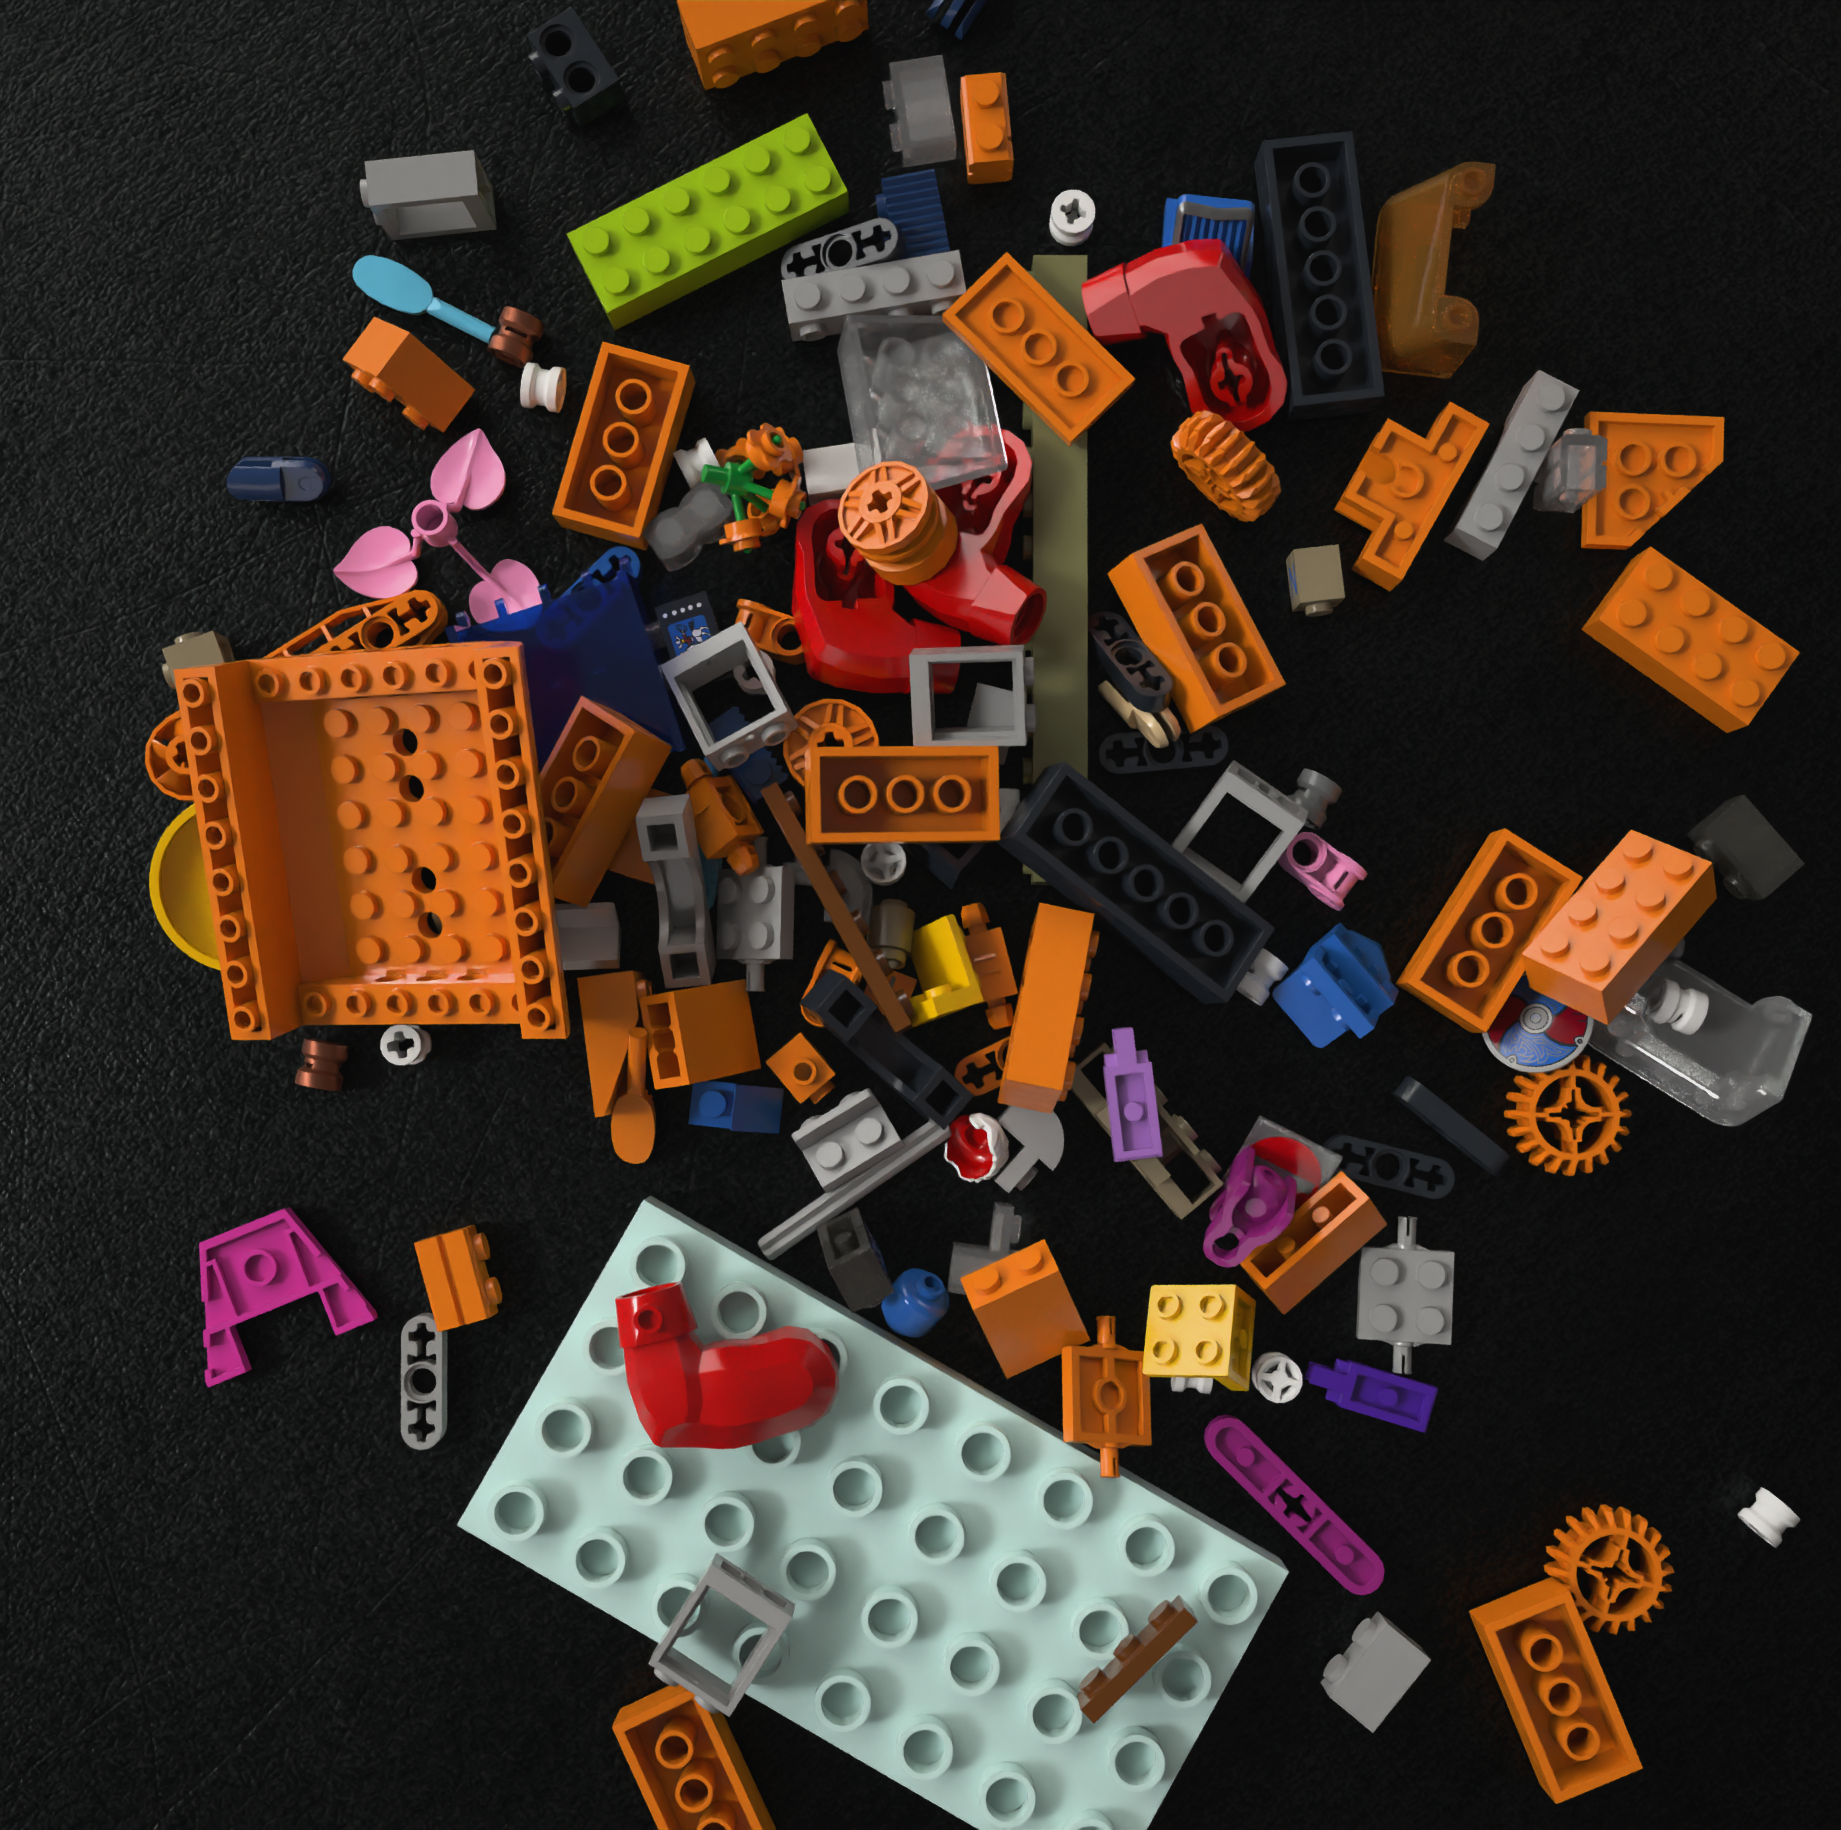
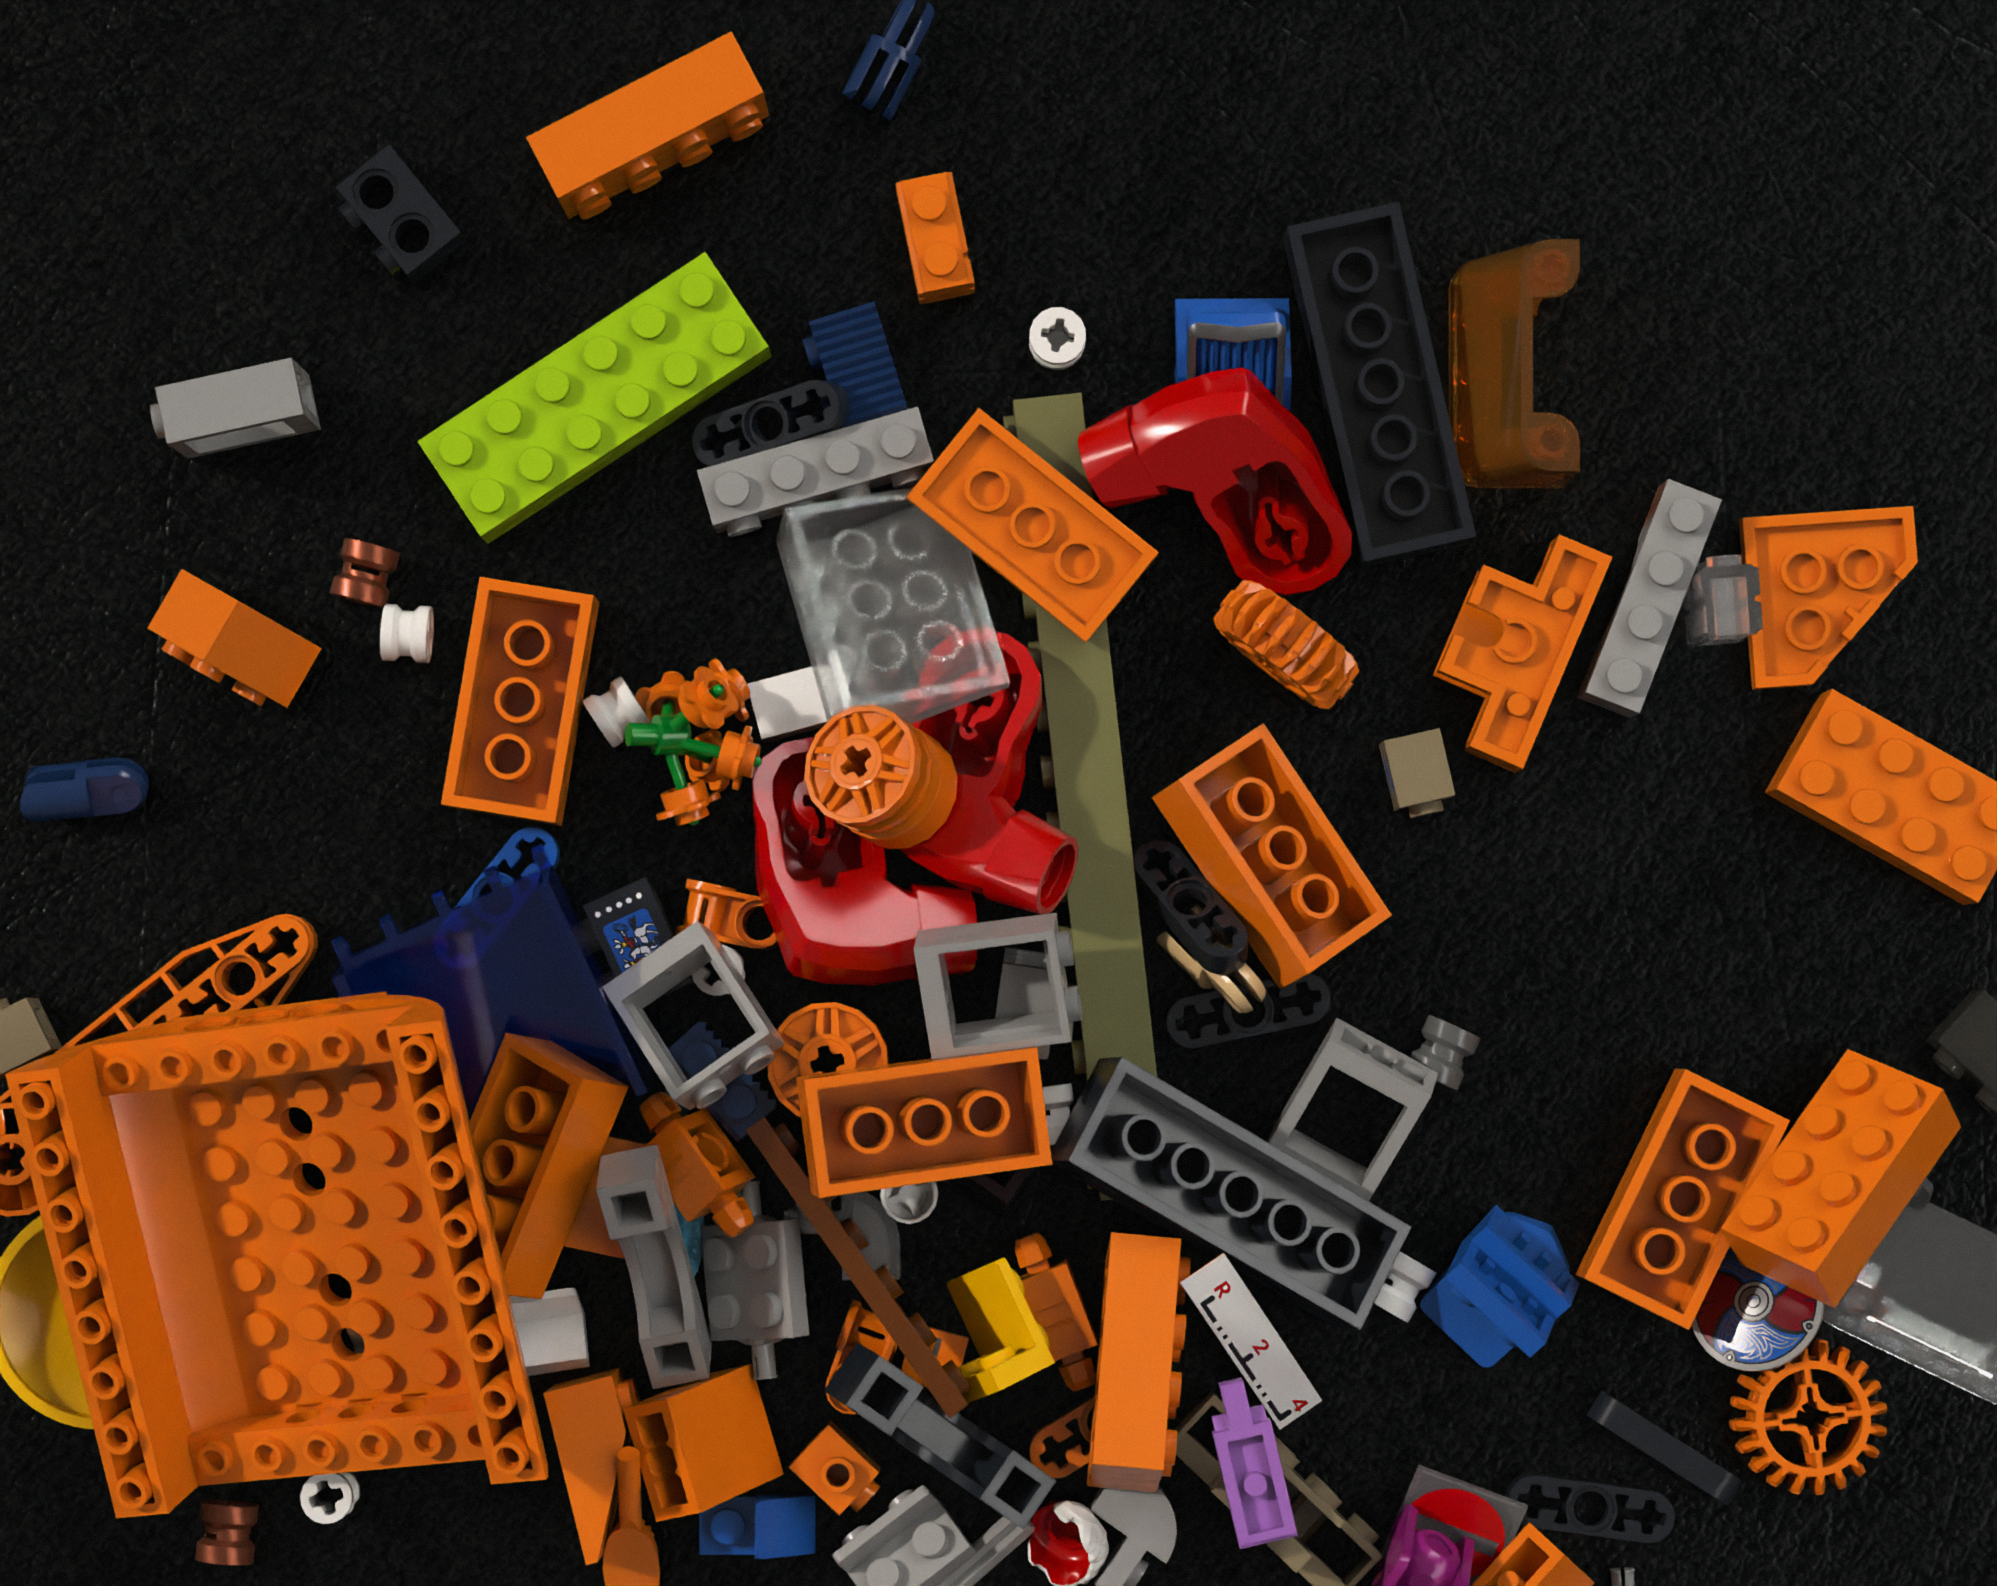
camera: 10 degrees left, 0 degrees up
(409, 293) = (220, 529): medium azure piece -> none
(465, 475) = (318, 757): bright pink plant -> none
(682, 531) = (604, 803): clear brick -> none
(892, 931) = (929, 1283): dark tan brick -> none
(922, 111) = (850, 223): clear brick -> none
(1138, 1000) = (1251, 1341): none -> white sticker
(1327, 874) = (1472, 1143): bright pink piece -> none
(1679, 1007) = (1928, 1266): white wheel -> none

